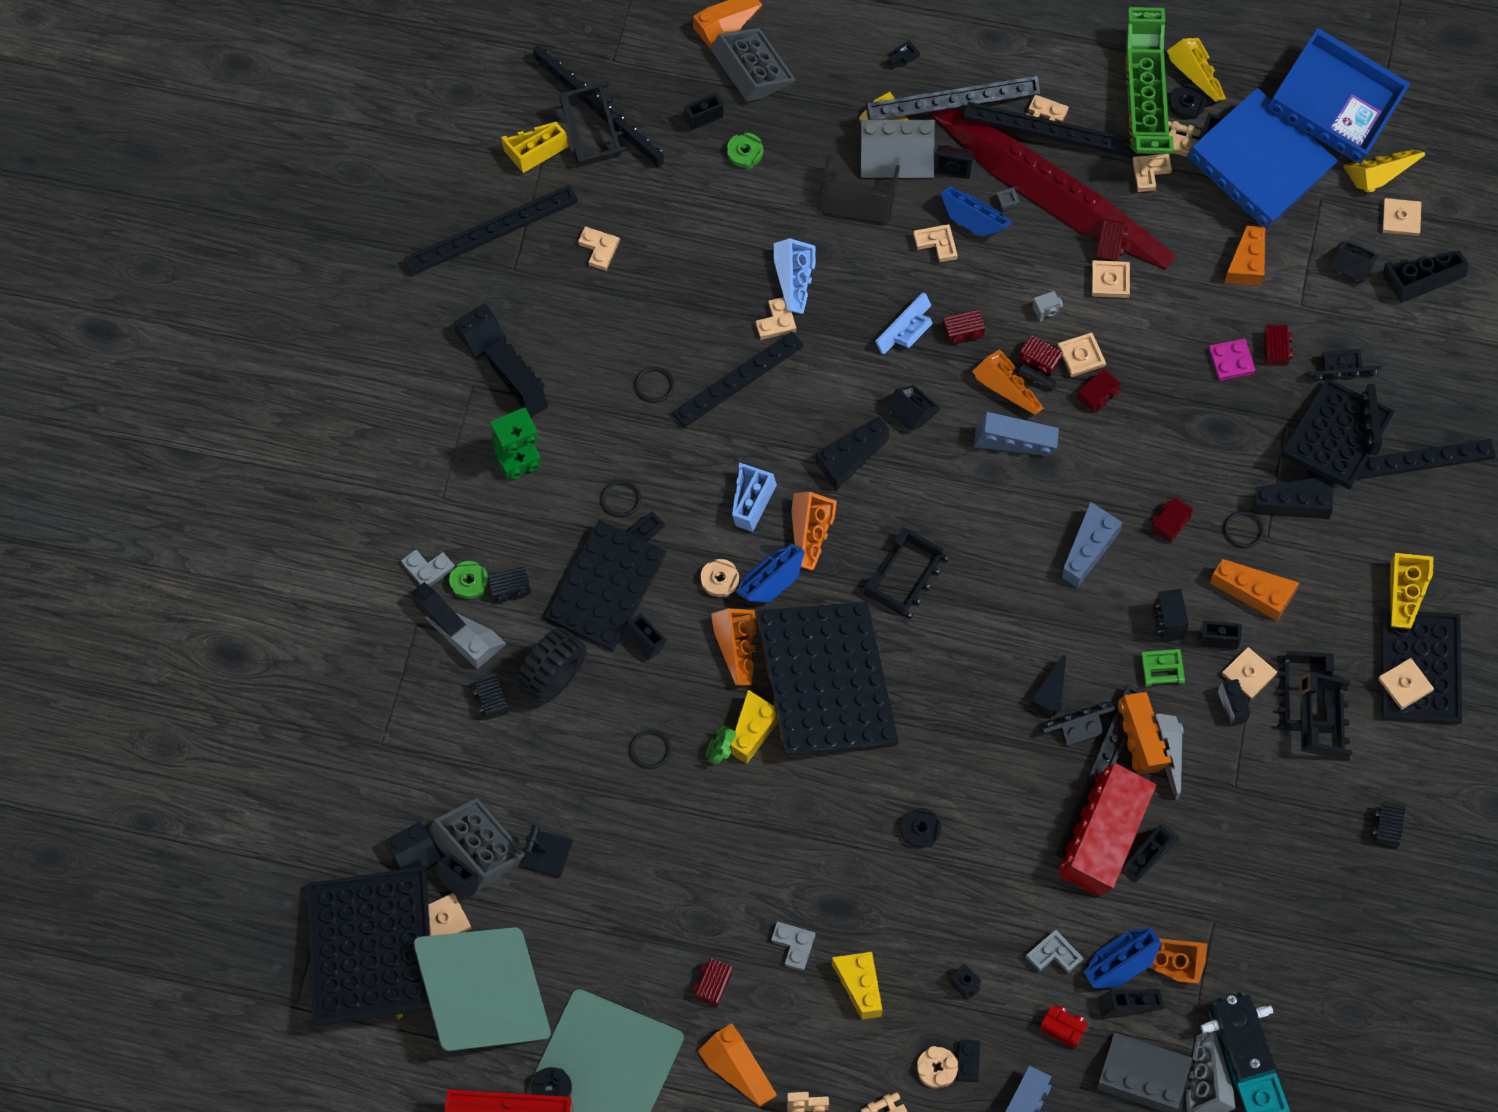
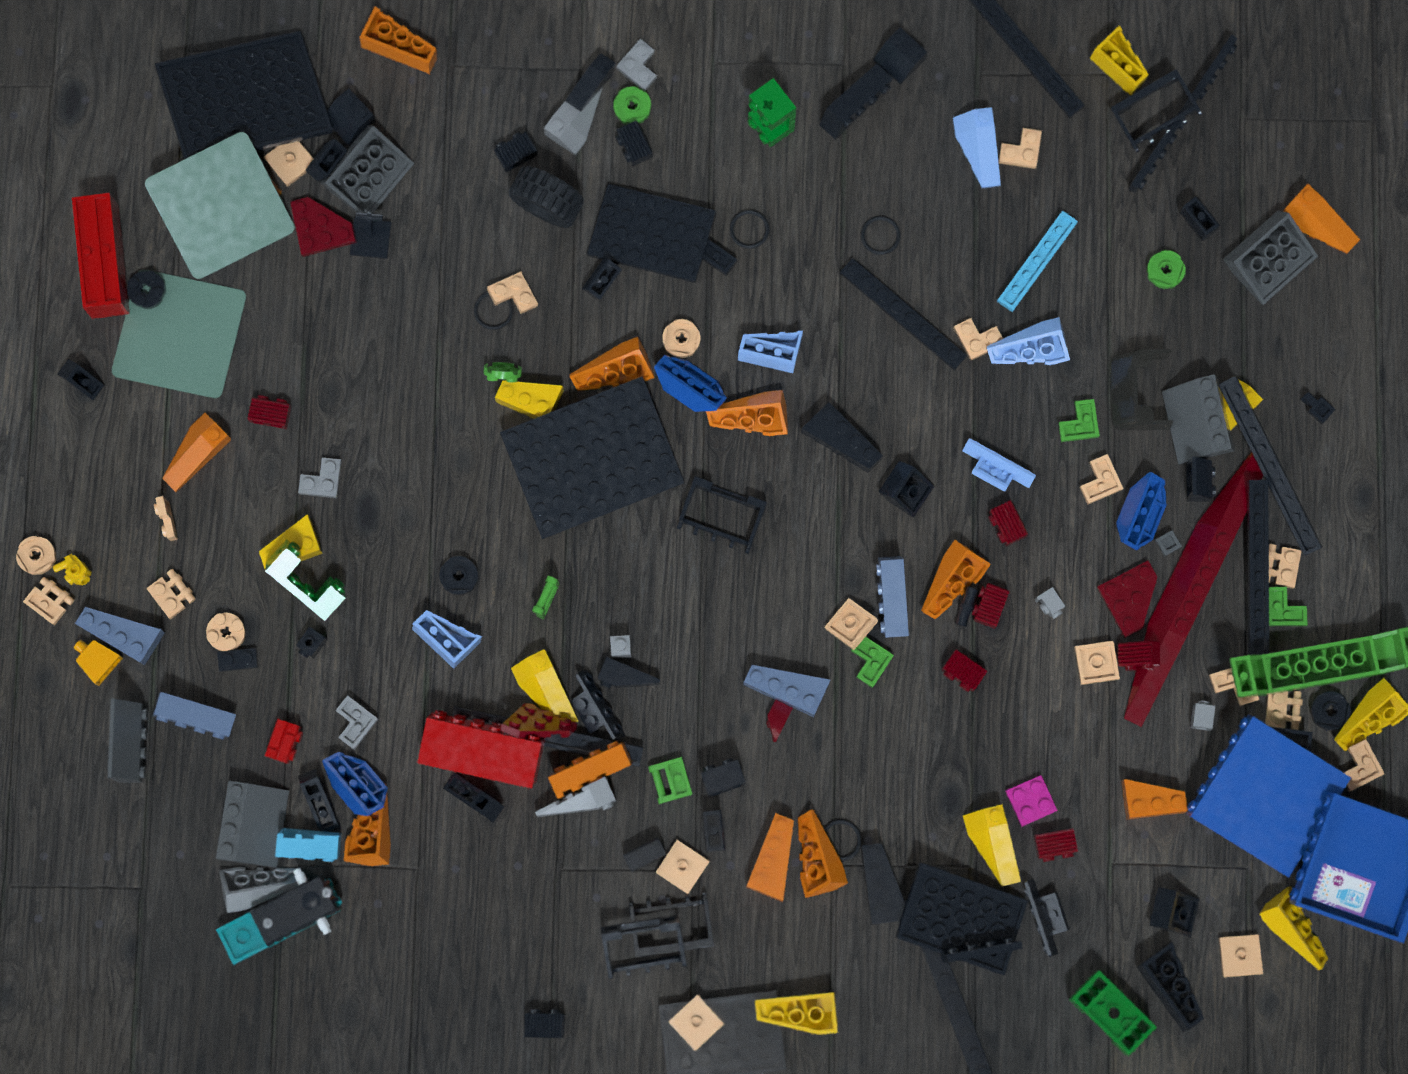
camera: 80 degrees right, 15 degrees up
(345, 789) = (395, 42): none -> orange wedge
(525, 900) = (319, 227): none -> dark red plate
(584, 280) = (977, 138): none -> light blue wedge
(634, 722) = (515, 288): none -> light nougat plate
(713, 254) = (1037, 261): none -> medium azure plate
(881, 245) = (1084, 427): none -> bright green plate
(883, 976) = (322, 602): none -> plate
(956, 743) = (546, 597): none -> bright green plate
(985, 848) = (445, 638): none -> light blue wedge
(1022, 687) = (620, 646): none -> light grey brick
(1037, 477) = (851, 624): none -> light nougat plate
(1046, 767) = (541, 684): none -> yellow wedge
(1052, 242) = (1130, 597): none -> dark red plate
(1074, 463) = (876, 658): none -> bright green plate
(1081, 354) = (1002, 647): light nougat plate -> none
(1088, 774) = (533, 720): none -> dark red plate
(1092, 119) = (1284, 615): none -> bright green plate
(1117, 560) = (777, 718): none -> dark red slope
(1172, 519) = (833, 766): dark red brick -> none
(1175, 1017) = (308, 844): none -> medium azure wedge
(1176, 202) = (1202, 716): none -> light grey brick
(1241, 82) = (1366, 767): none -> light nougat plate
(1261, 549) = (821, 864): none -> orange wedge
(1265, 396) = (992, 838): none -> yellow wedge
(1428, 333) = (1095, 1000): none -> green plate

